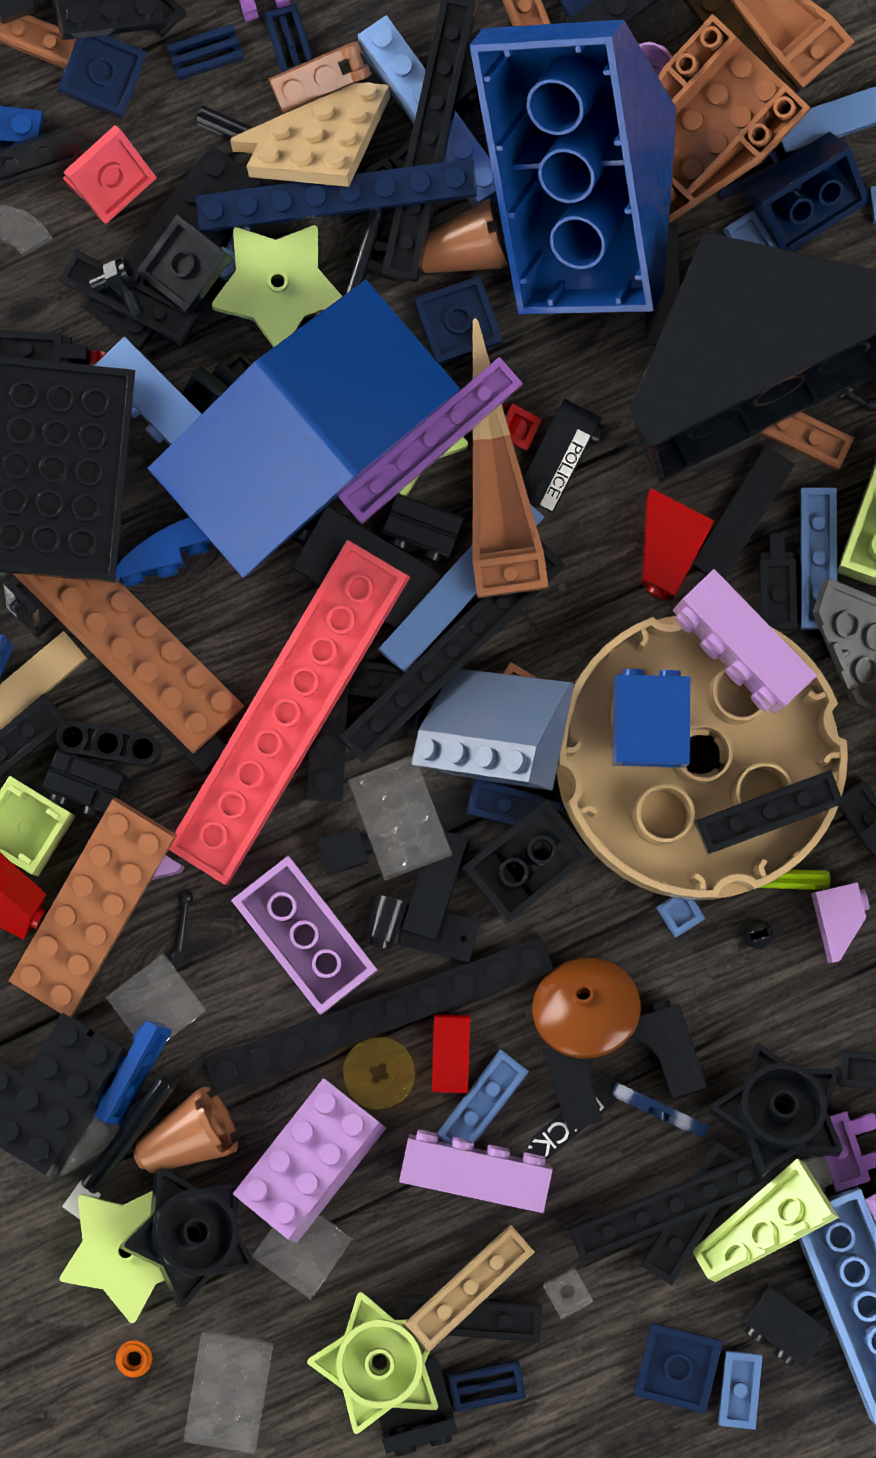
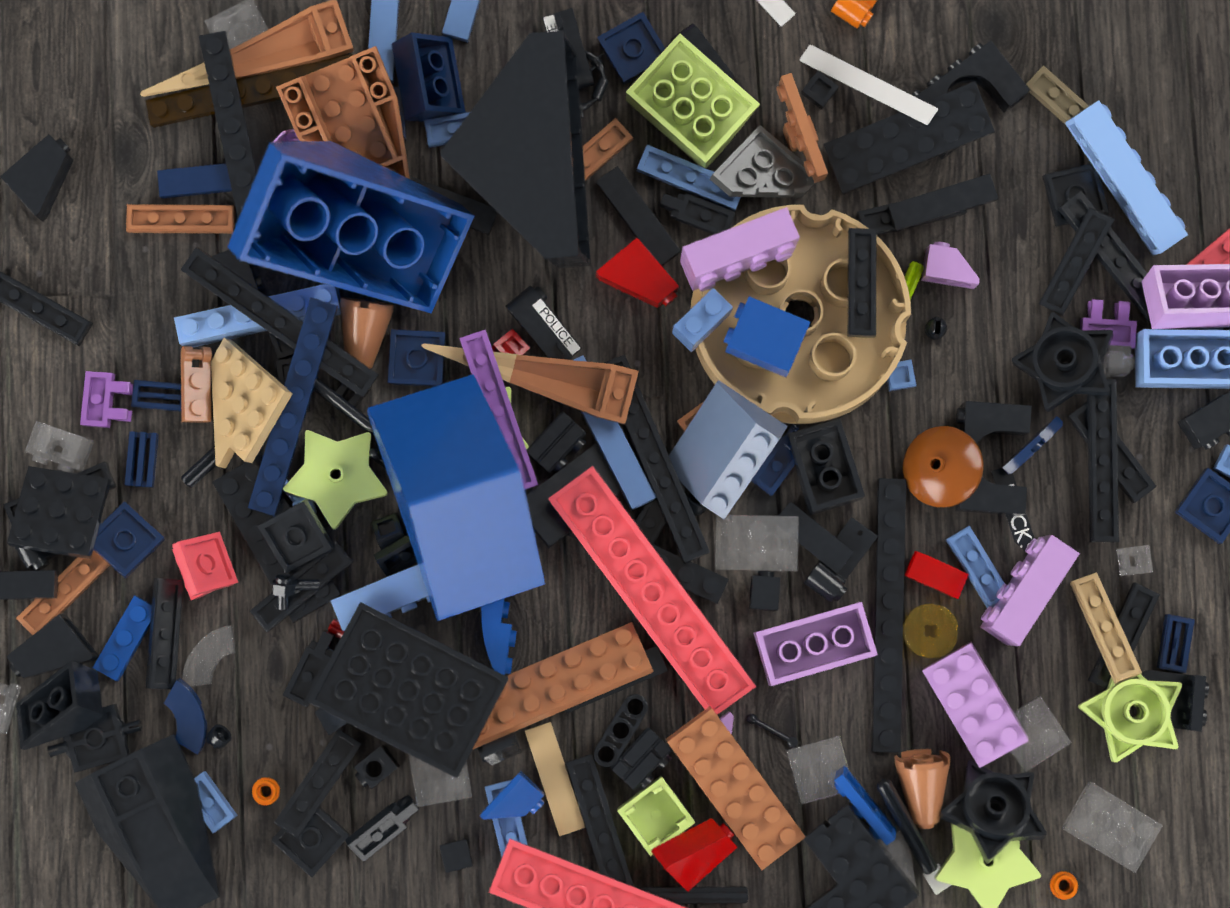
camera: 75 degrees left, 0 degrees up
(638, 633) = (702, 320): none -> medium blue brick
(770, 1220) = (1141, 402): yellowish green wing -> none

